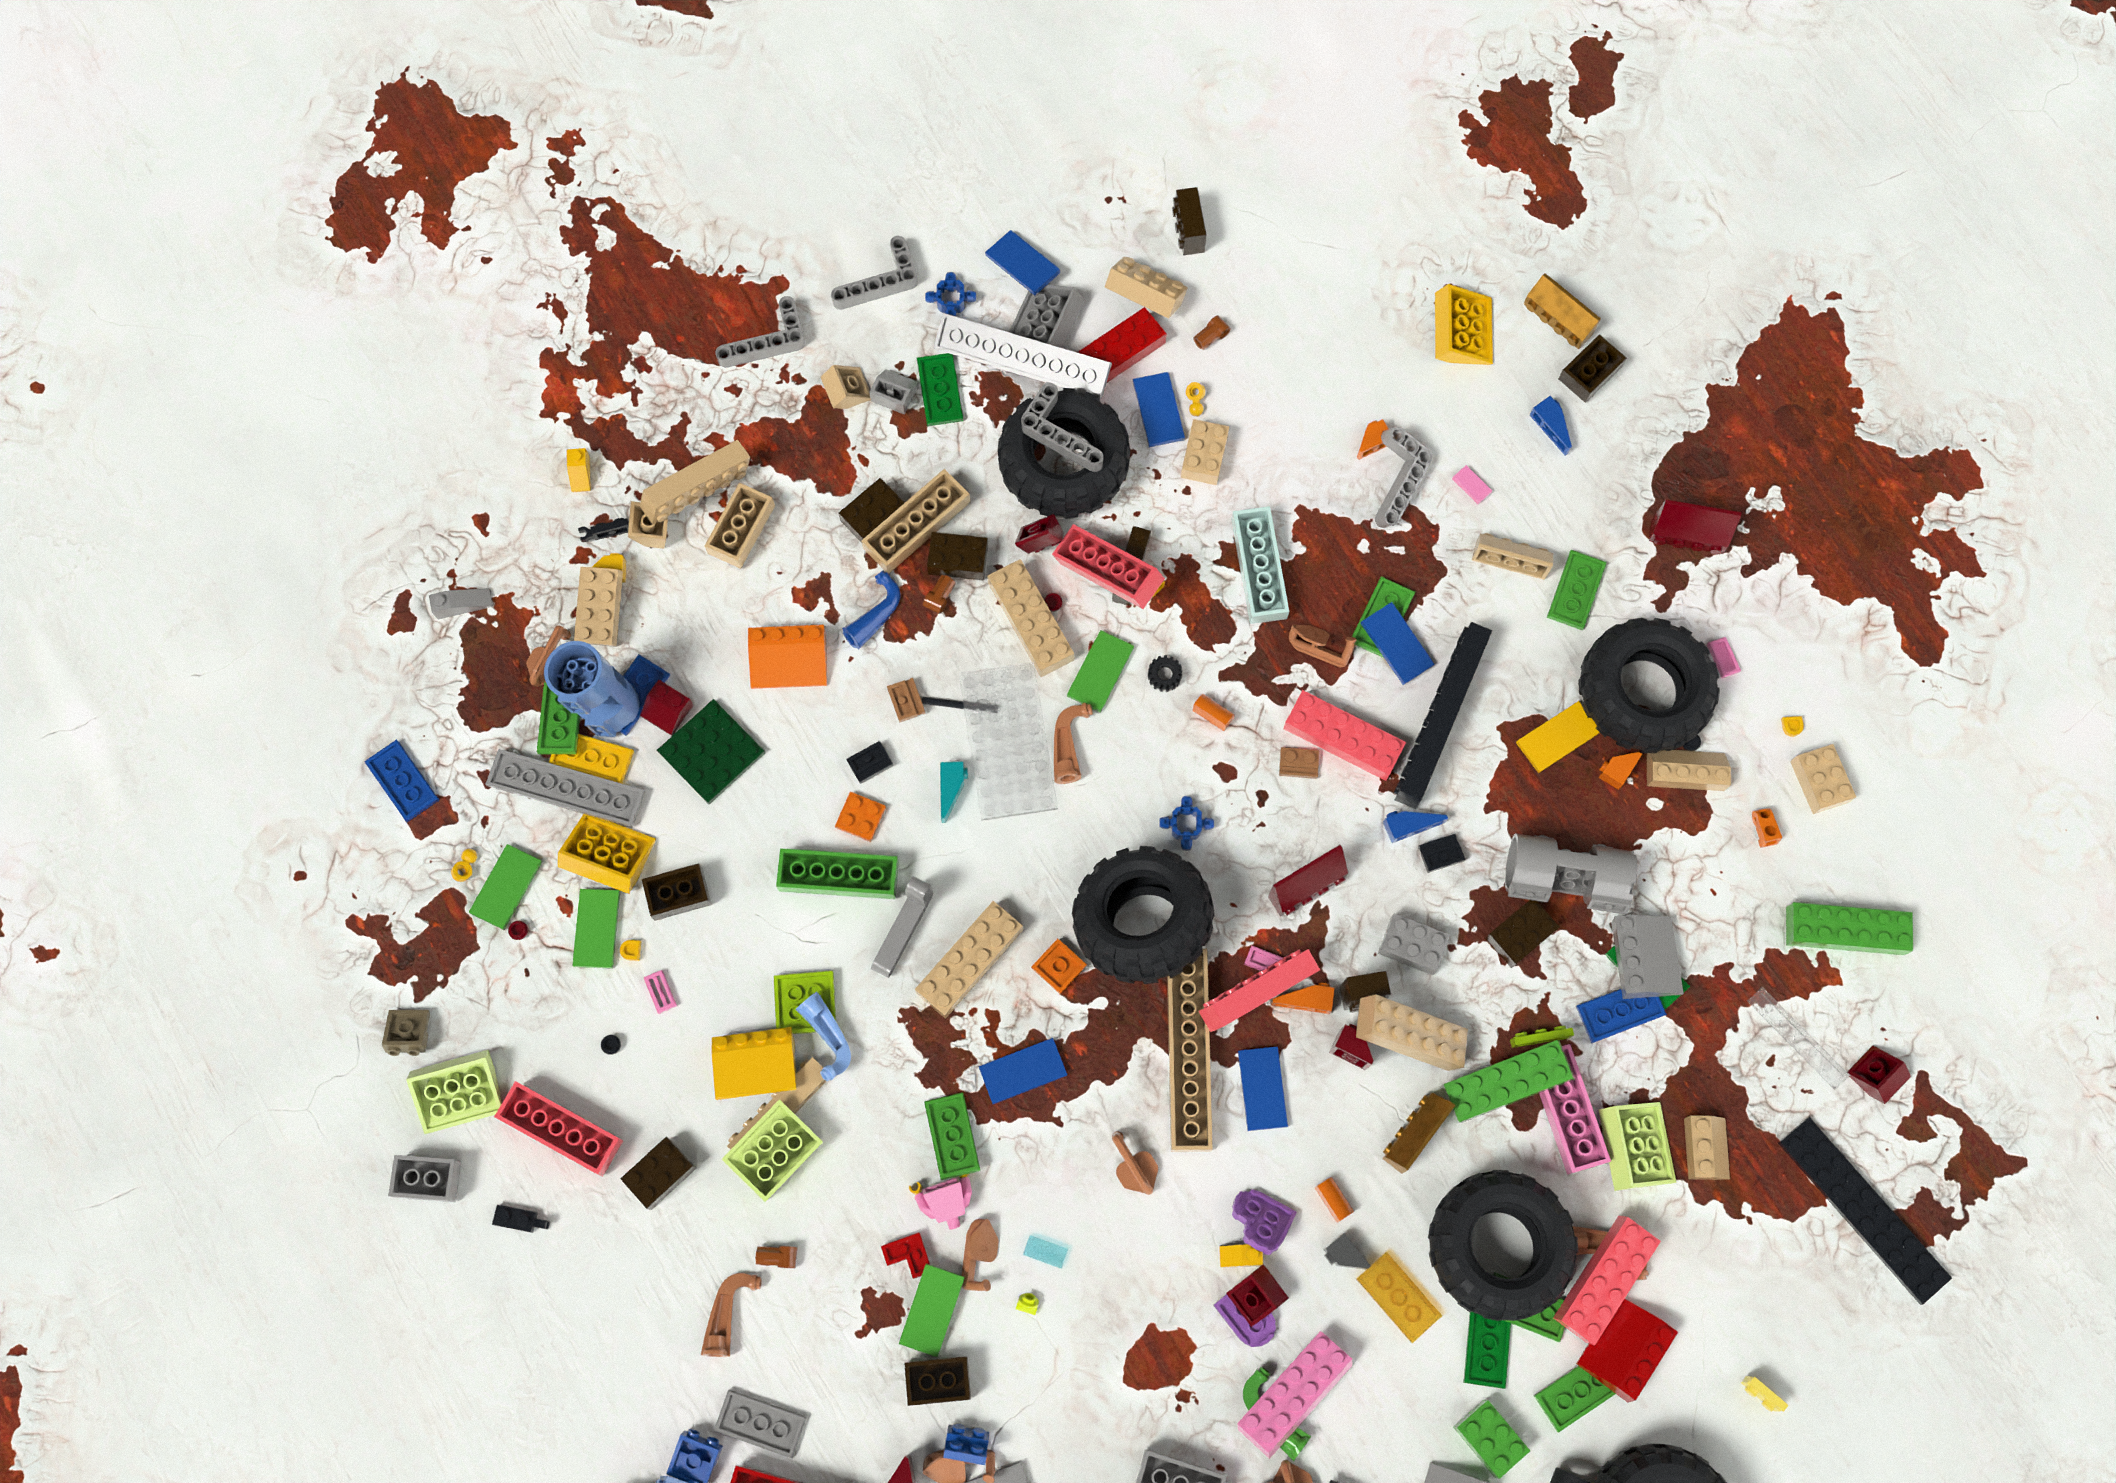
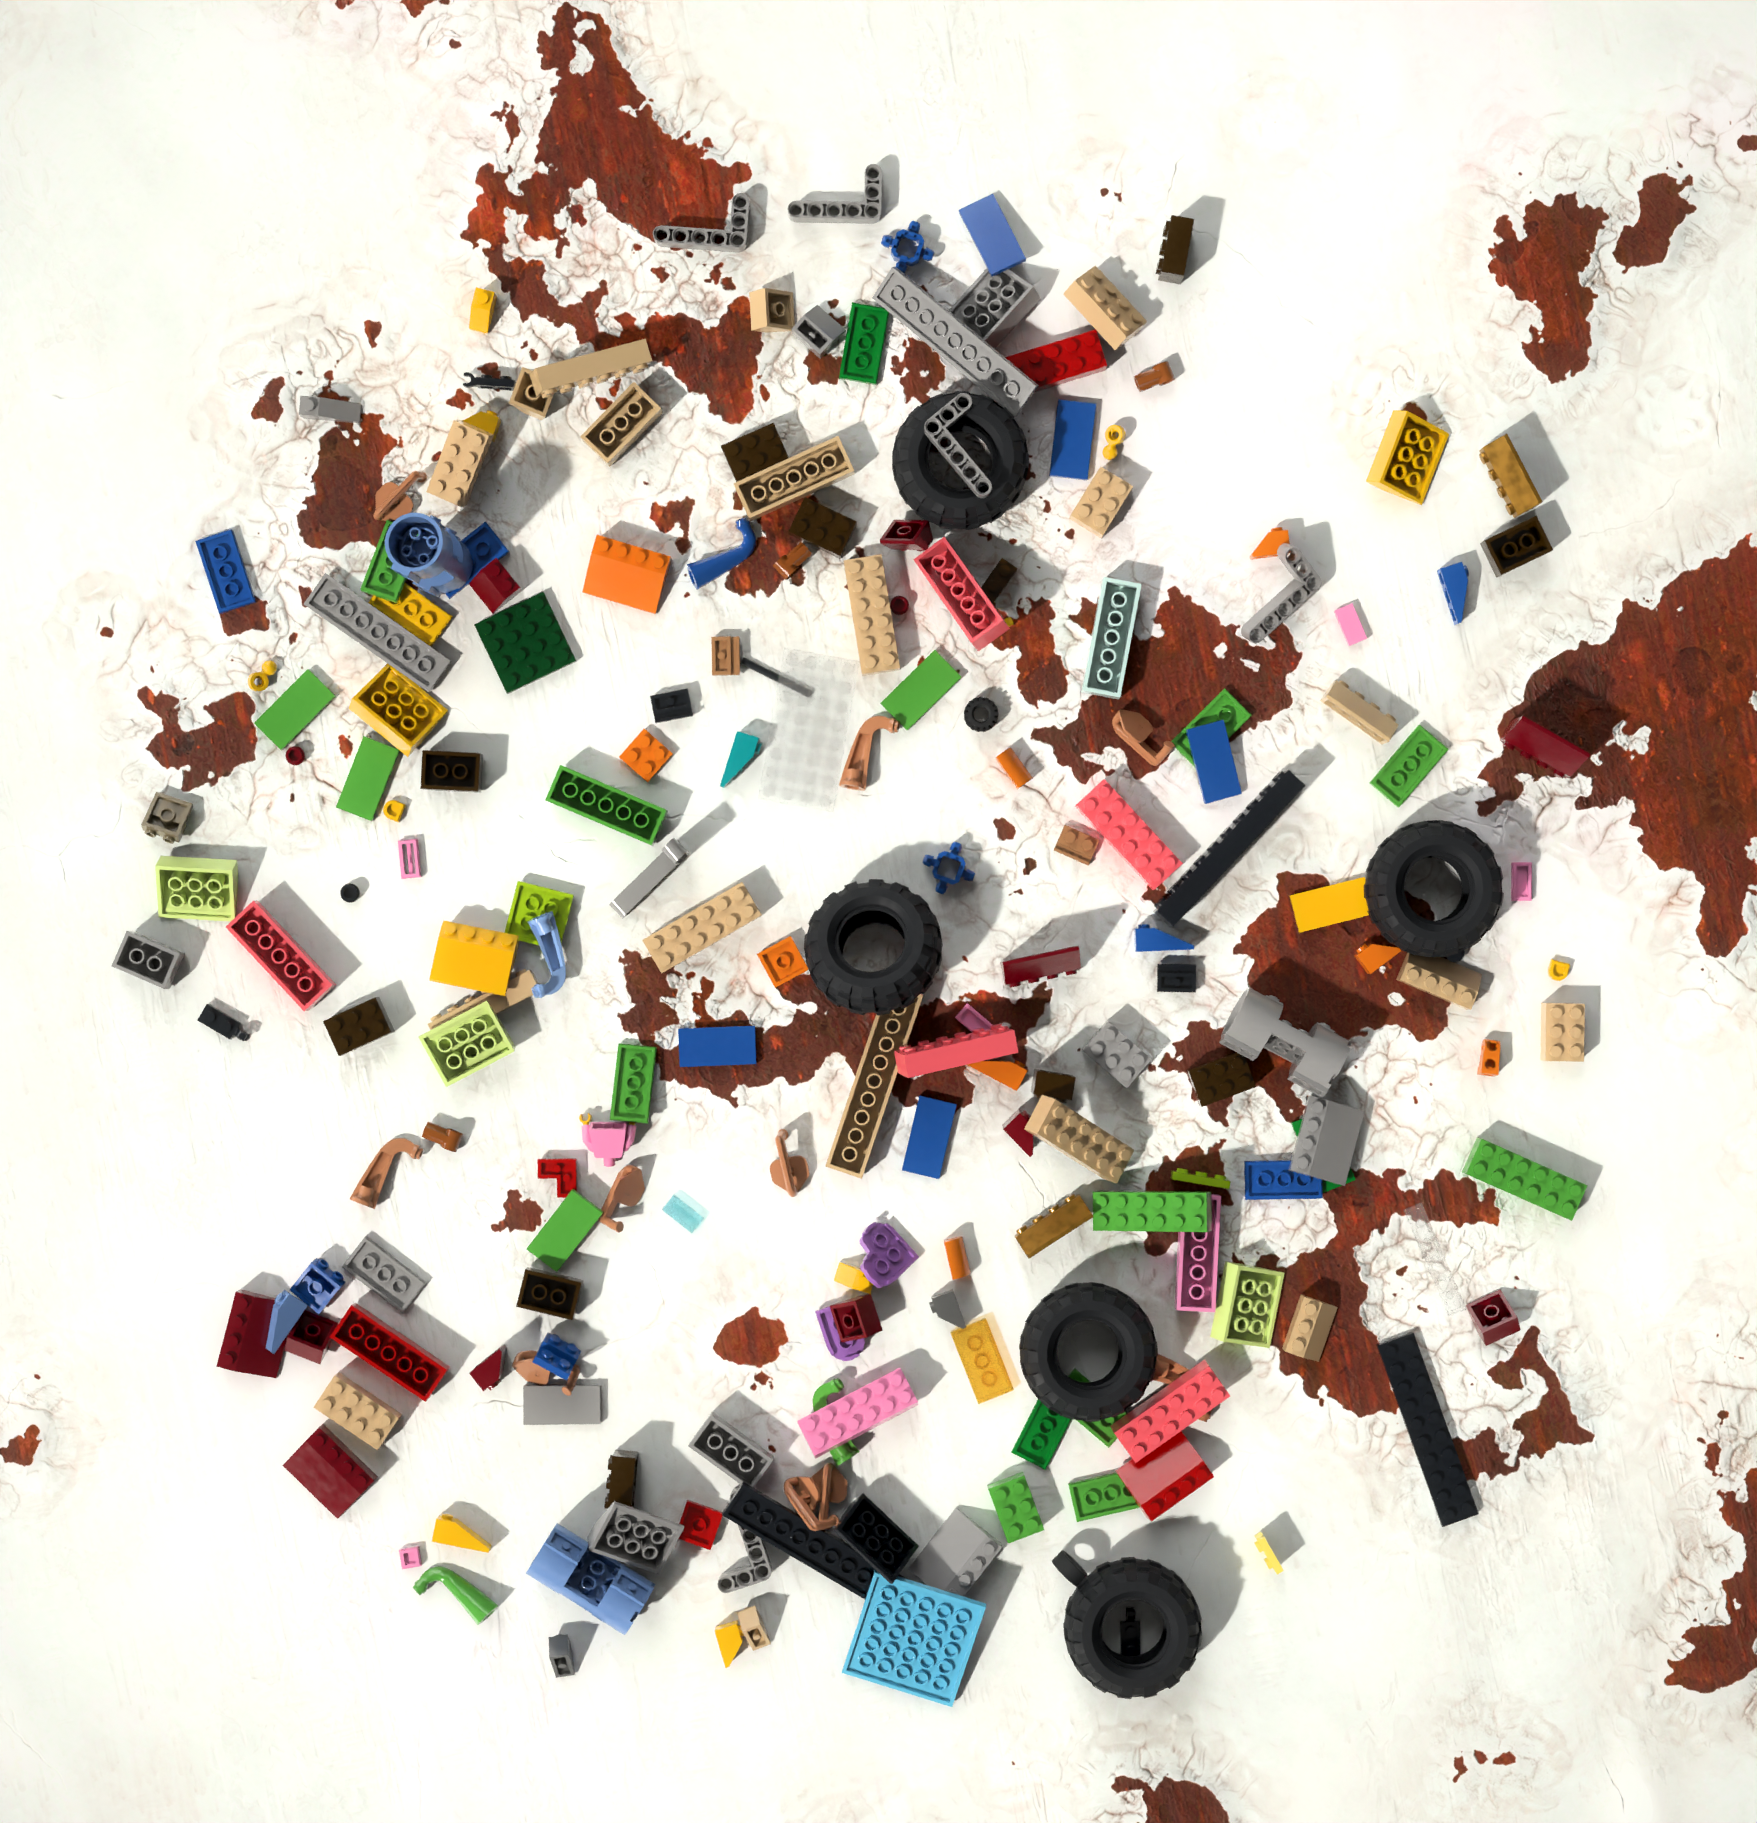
camera: 20 degrees right, 15 degrees up
(1027, 1303) = (652, 1253): neon yellow plate -> none

